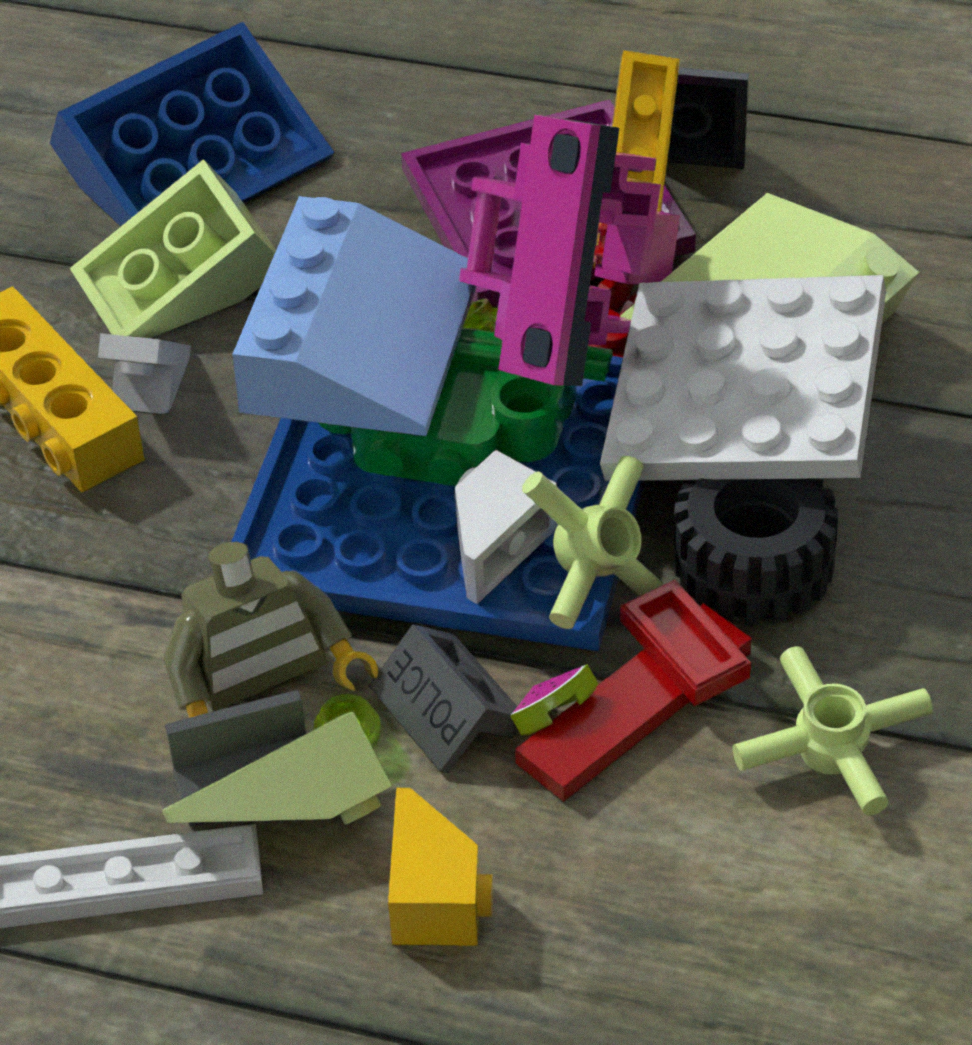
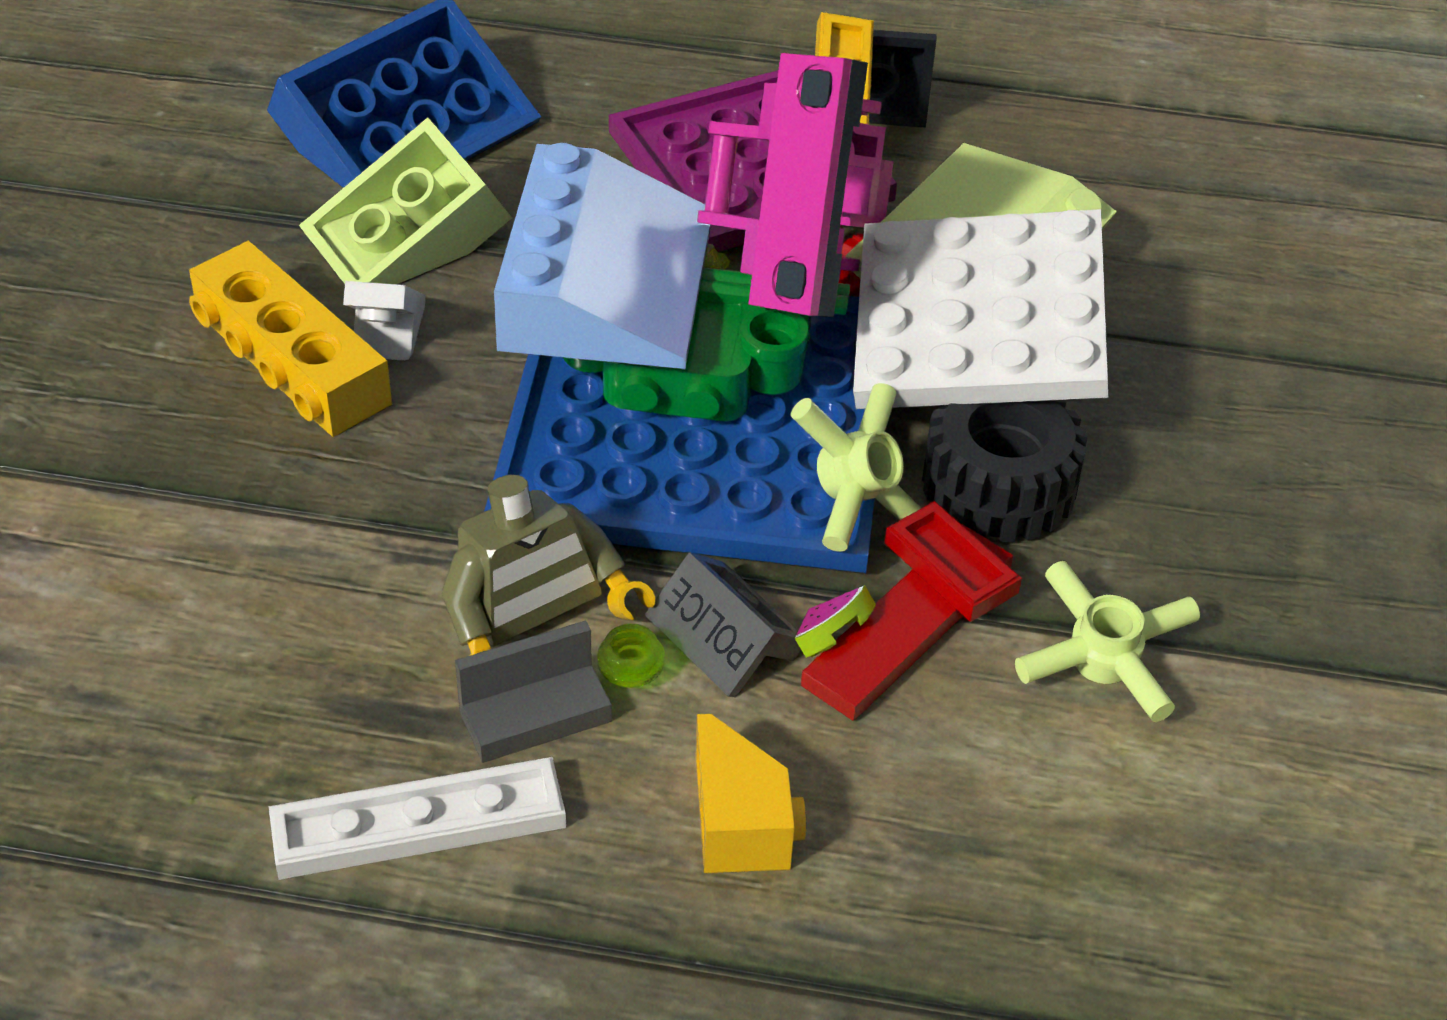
camera: 10 degrees left, 0 degrees up
(306, 779) = (608, 707): yellowish green slope -> none
(496, 522) = (757, 450): white slope -> none

